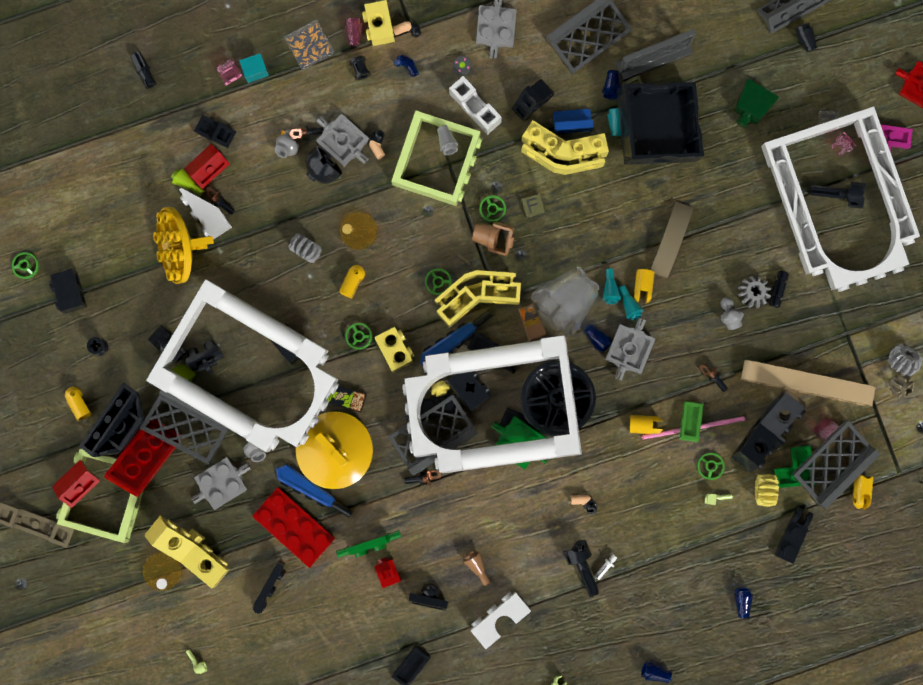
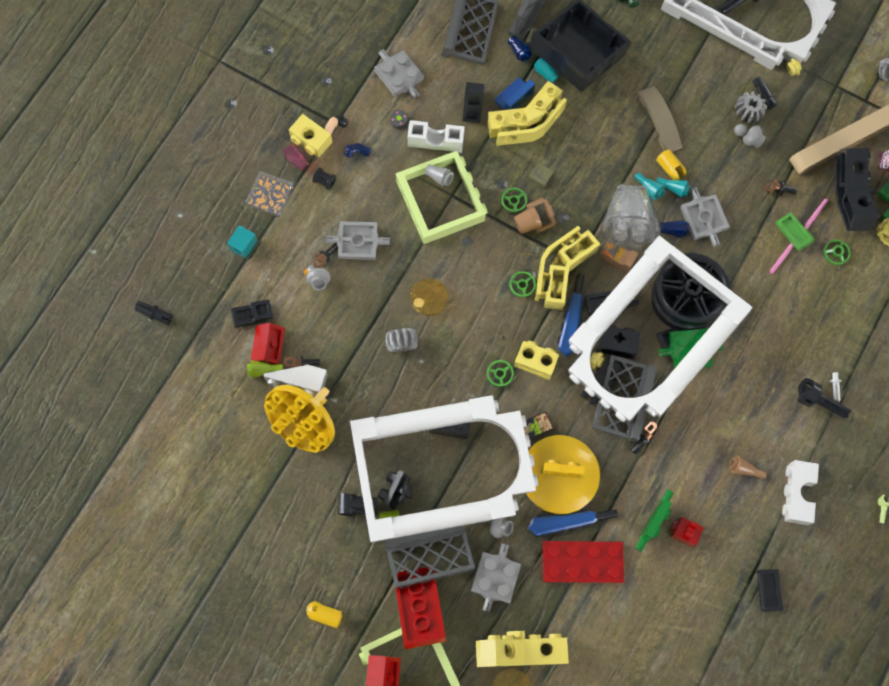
camera: 50 degrees left, 10 degrees down
(19, 266) = (196, 544): bright green piece -> none
(67, 291) = (240, 530): black brick -> none
(94, 342) = (302, 548): black bush -> none
(116, 424) = (374, 601): black wedge -> none
(228, 71) = (224, 260): clear pink tile -> none
(268, 589) = (607, 626): black hinge -> none
(321, 167) = (360, 271): black cylinder -> none
(352, 281) = (458, 336): yellow piece -> none
(375, 144) = (384, 223): arm -> none
(429, 598) = (734, 523): black tile -> none
(586, 501) = (778, 352): arm -> none
(644, 424) = (764, 261): yellow piece -> none
(711, 498) = (860, 273): yellowish green hand -> none
(823, 288) = (794, 67): none -> light yellow plate

